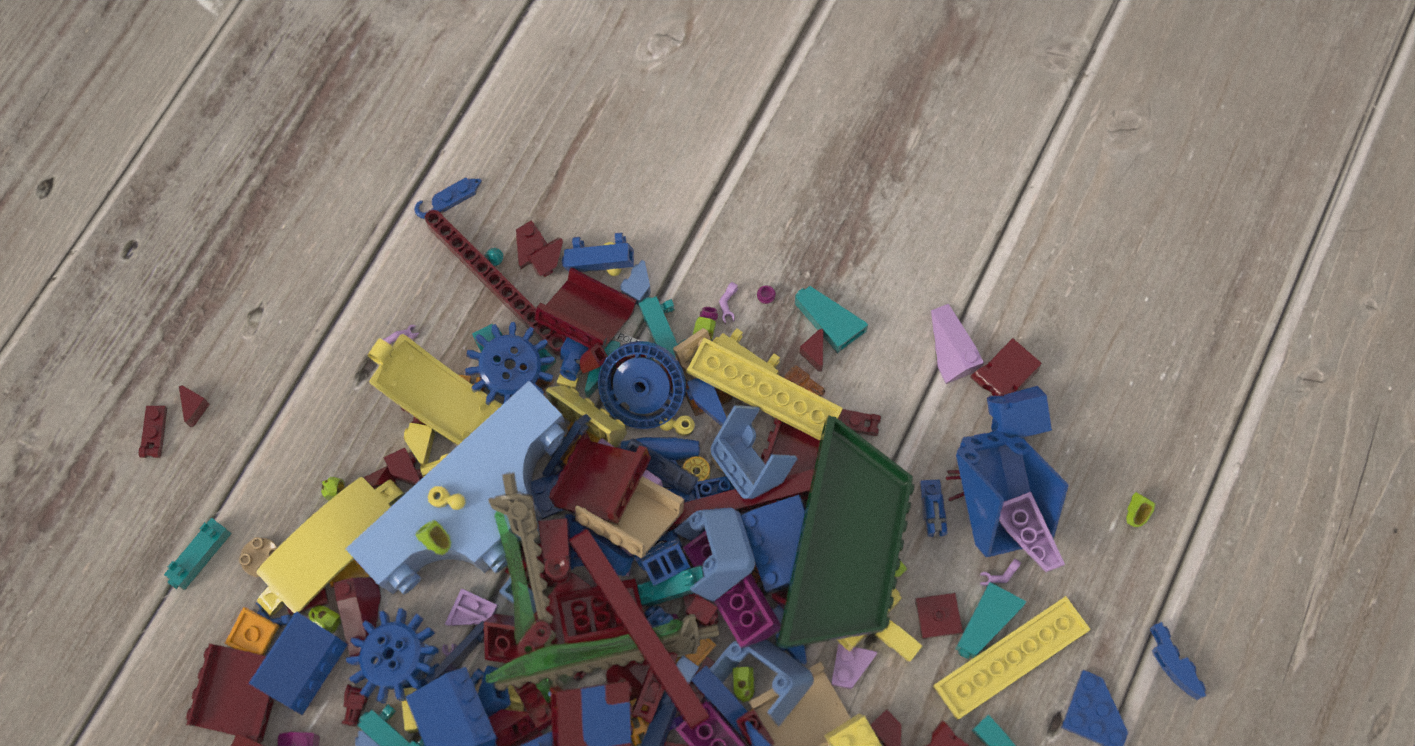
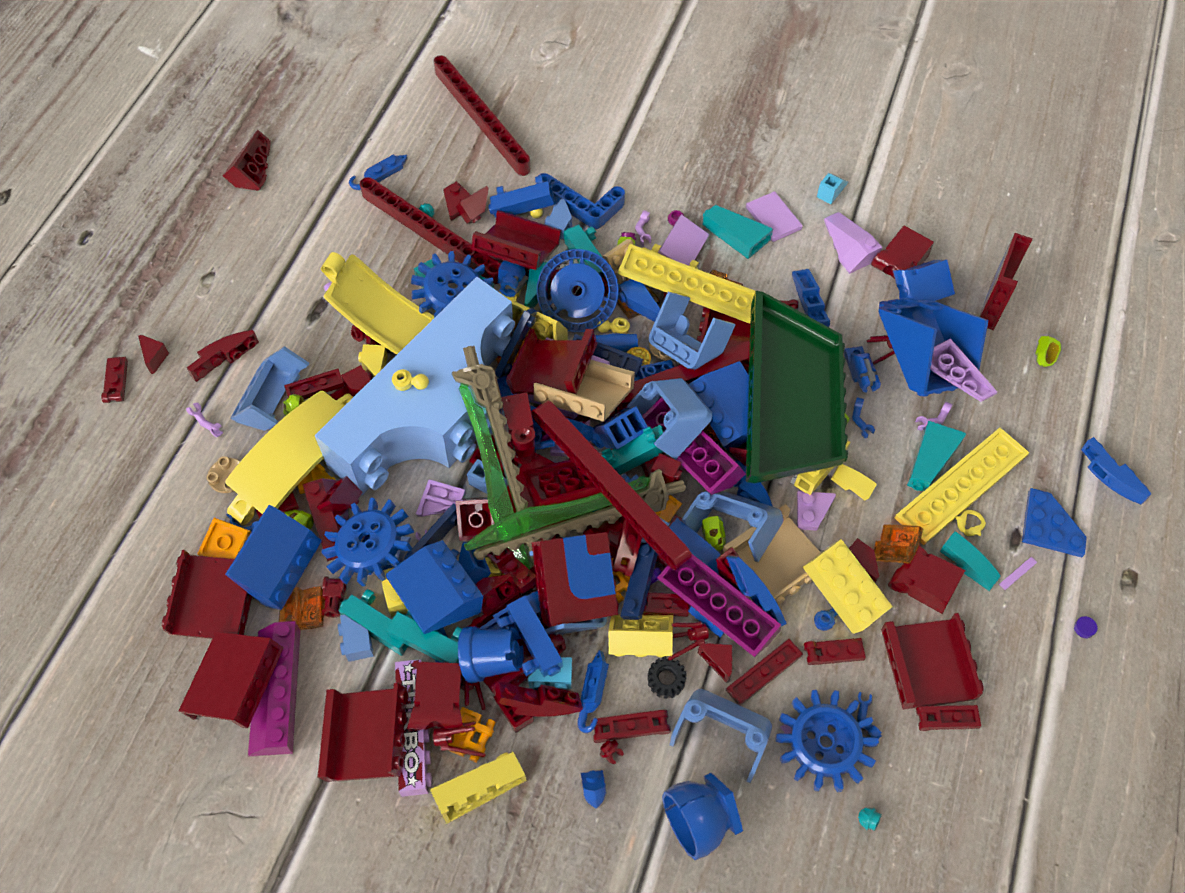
camera: 10 degrees left, 10 degrees down
(197, 554) = (164, 477): teal brick -> none
(250, 501) = (214, 428): none -> lavender arm
(270, 408) = (227, 348): none -> dark red slope
(304, 466) = (267, 389): none -> medium blue windscreen
(308, 177) = (250, 164): none -> dark red wedge
(324, 715) = (304, 608): none -> clear orange slope
(355, 462) = (310, 386): none -> dark red plate
(370, 599) = (340, 496): none -> dark red slope
(434, 537) = (402, 414): lime rock -> none
(532, 638) = (507, 503): dark red plate -> none
(569, 140) = (482, 115): none -> dark red beam
(593, 358) = (529, 271): dark red brick -> none
(661, 264) = (584, 210): none -> blue beam
(768, 329) = (683, 241): none -> lavender tile
(813, 350) = (727, 256): dark red slope -> none
(875, 302) = (774, 213): none -> lavender tile
(895, 413) = (809, 296): none -> blue slope
(917, 567) = (858, 421): none -> blue arm
(928, 719) = (898, 543): none -> clear orange slope
(938, 616) = (886, 458): dark red plate -> none
(945, 272) = (830, 188): none -> medium azure slope
(1011, 711) = (961, 522): none -> light yellow piece
(1093, 446) = (1002, 282): none -> dark red panel

